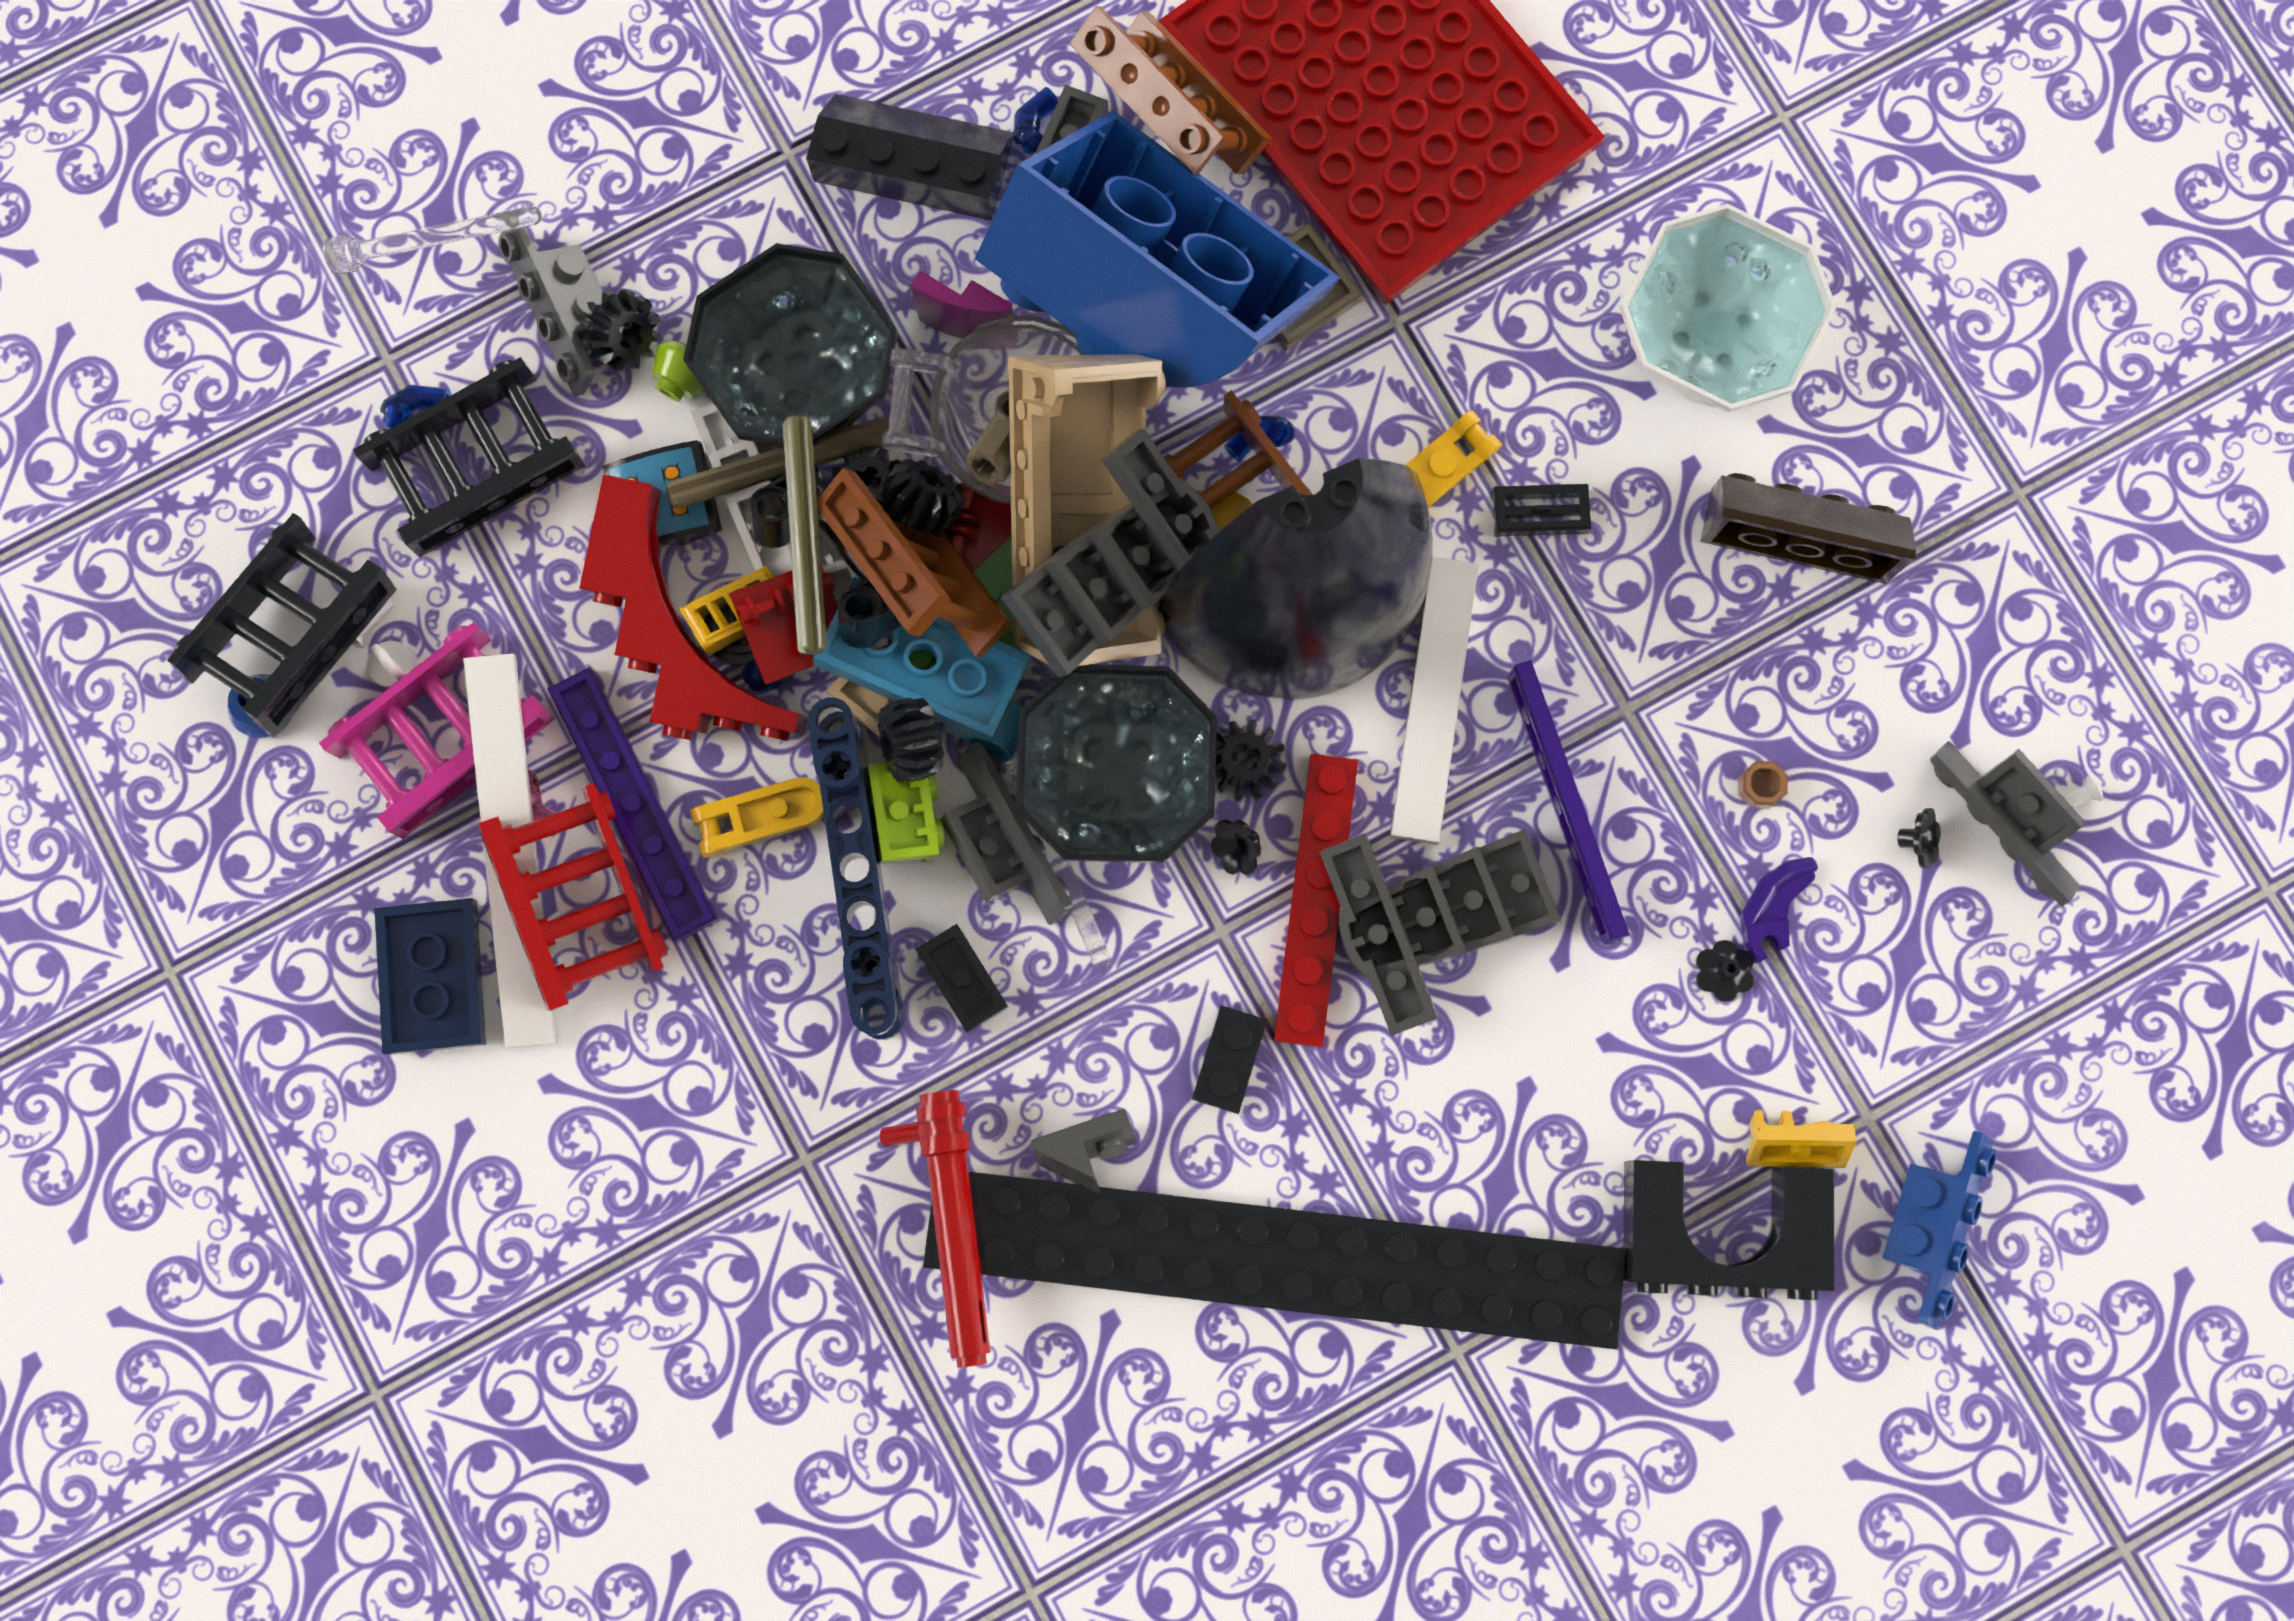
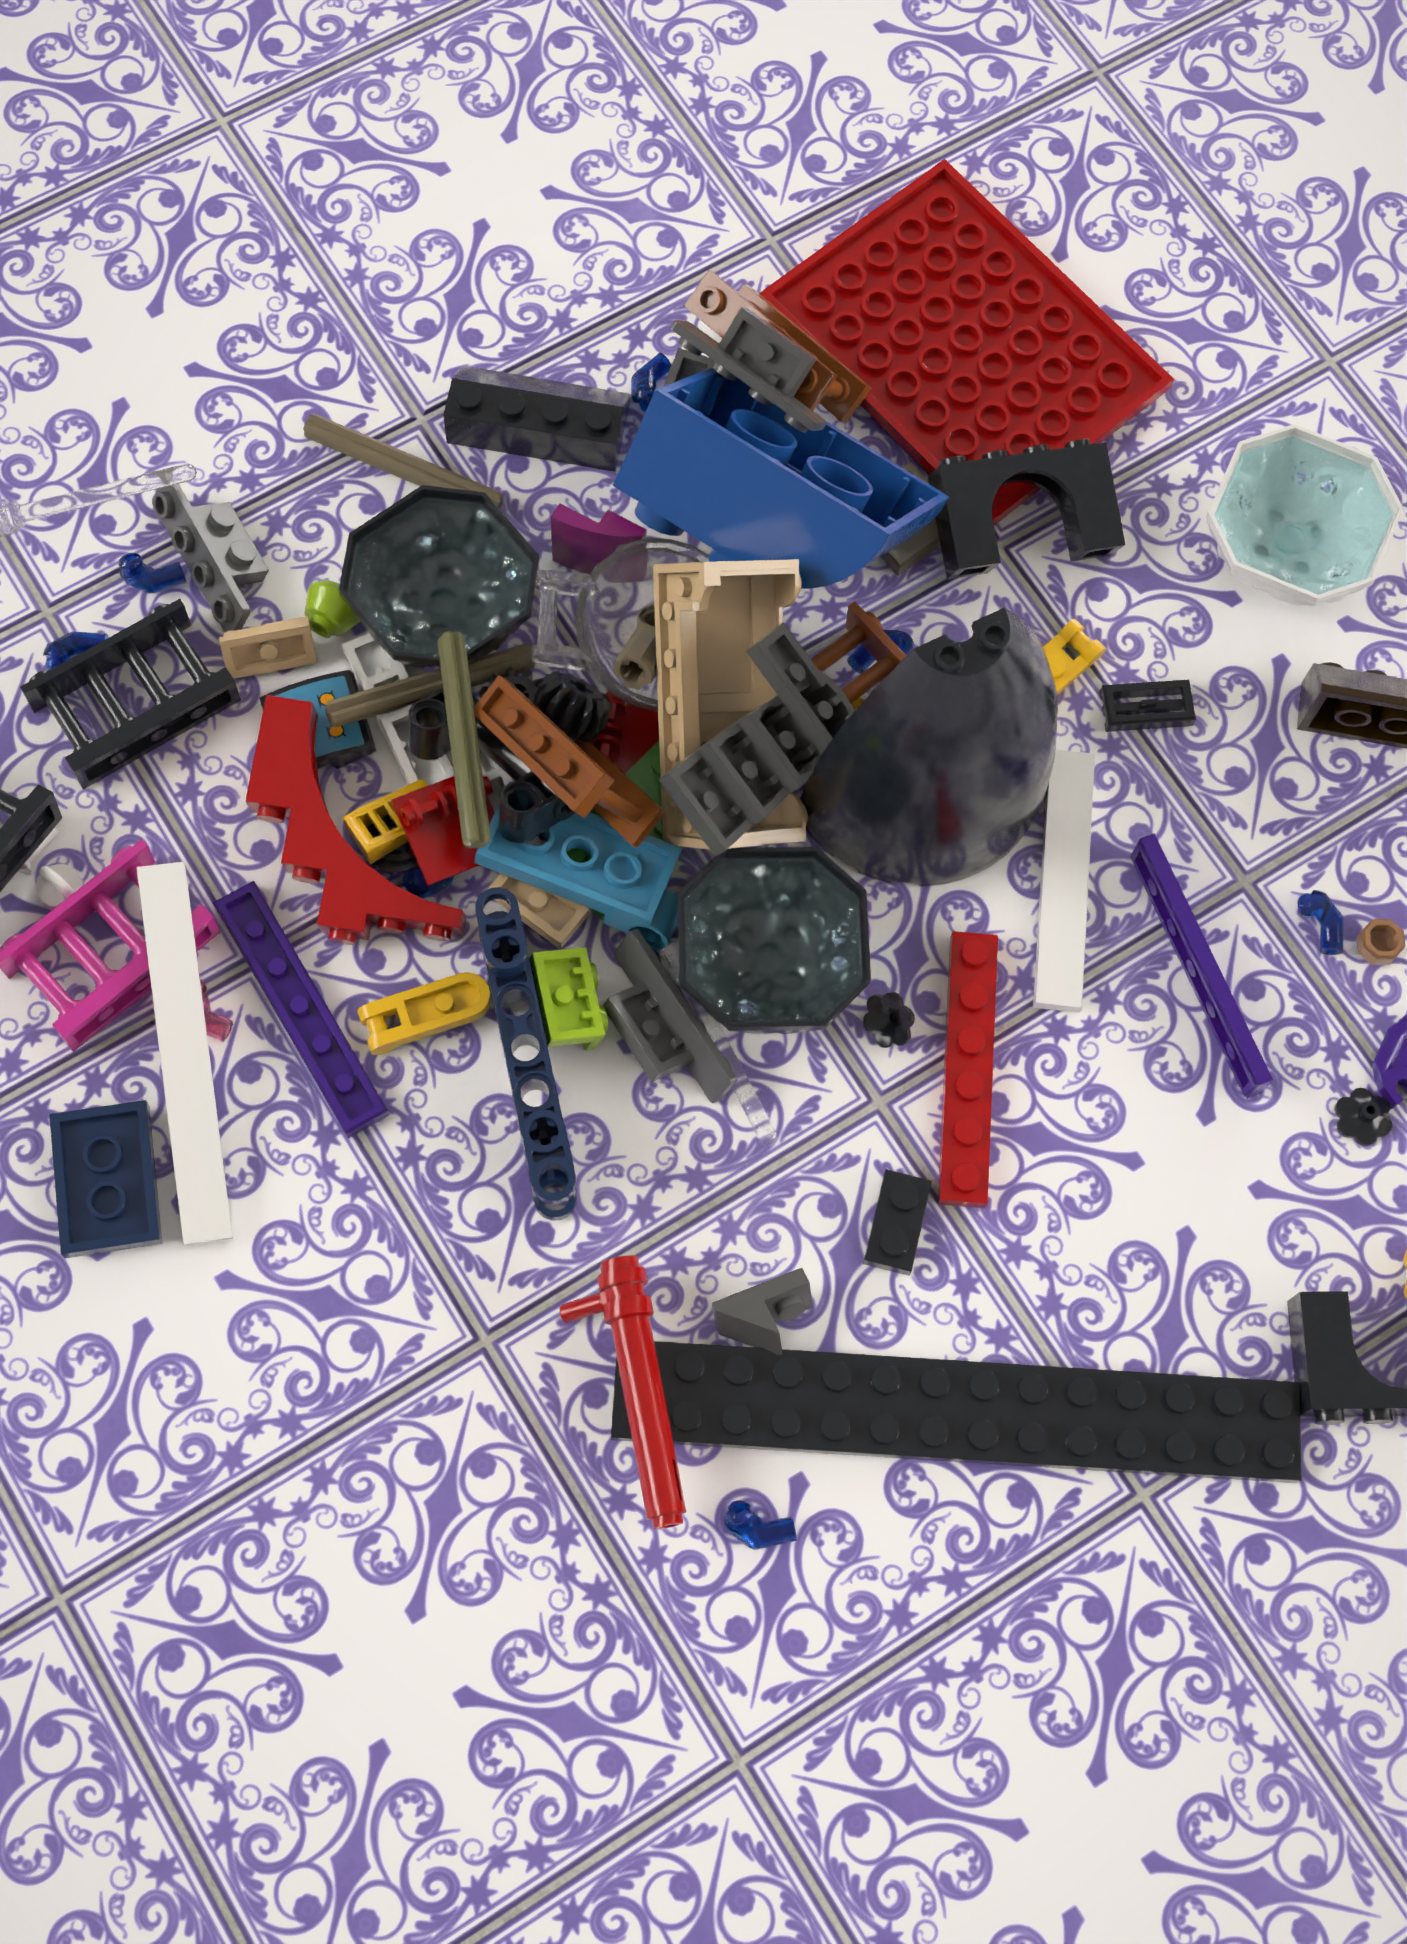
camera: 10 degrees left, 10 degrees down
(490, 326) = (147, 578): none -> clear blue arm
(540, 934) = (217, 1127): red fence -> none
(604, 337) = (273, 572): black gear -> none
(613, 412) = (268, 647): none -> tan plate
(763, 206) = (389, 458): none -> dark tan axle
(910, 739) = (574, 924): black gear -> none
(962, 978) = (632, 1155): black plate -> none
(1061, 1368) = (753, 1530): none -> clear blue arm
(1141, 119) = (761, 359): none -> dark grey bracket
(1253, 746) = (897, 926): black gear -> none
(1432, 915) = (1082, 1074): dark grey slope -> none
(1482, 251) = (1073, 476): none -> black arch
(1710, 754) = (1329, 918): none -> clear blue arm

